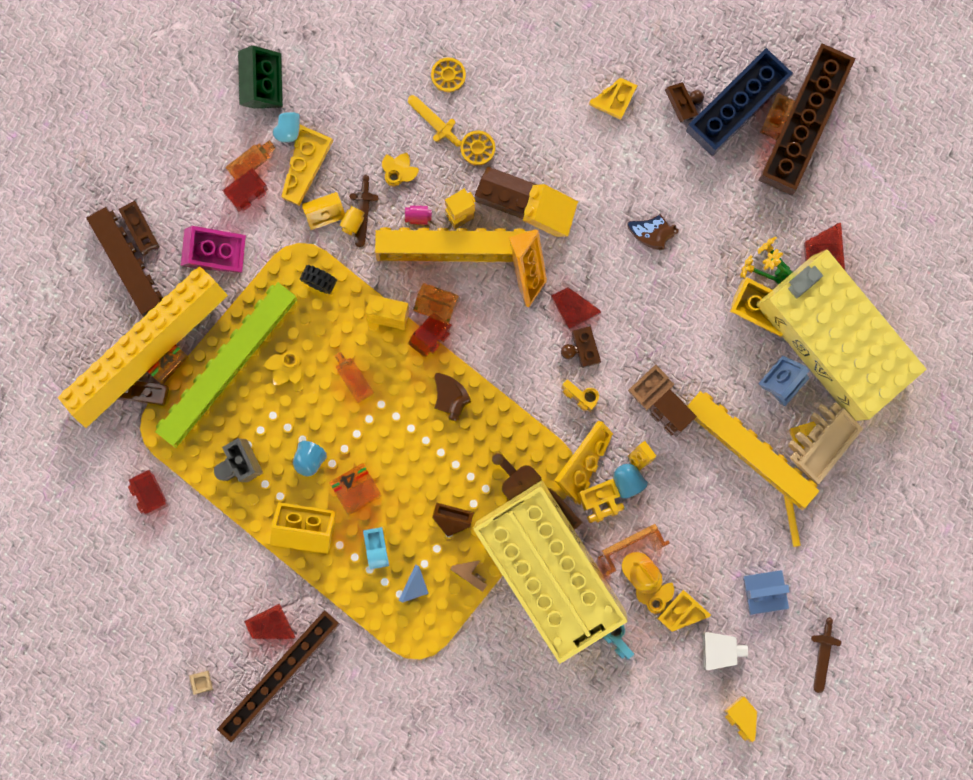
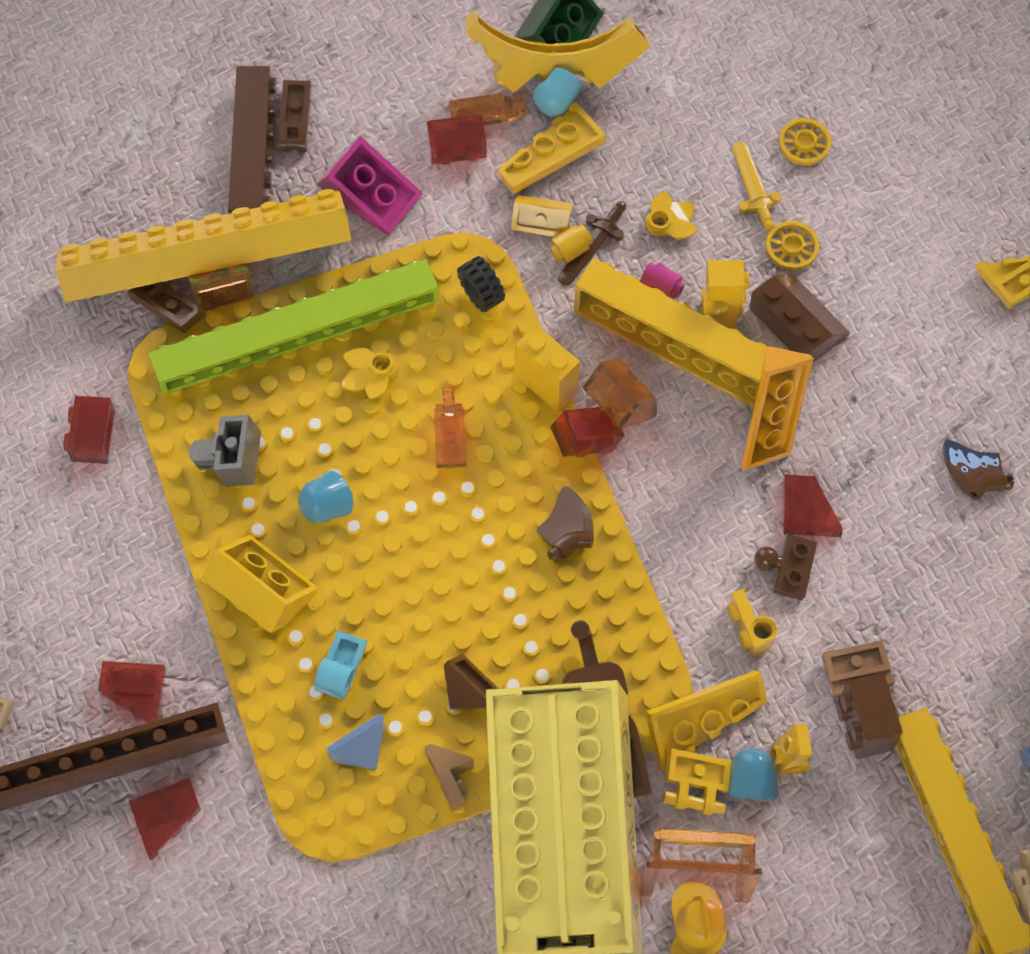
camera: 35 degrees right, 15 degrees down
(297, 93) = (595, 58): none -> yellow arch
(330, 683) = (164, 813): none -> clear red wing
(355, 489) = (362, 575): clear orange slope -> none
(550, 210) = (846, 362): yellow brick -> none

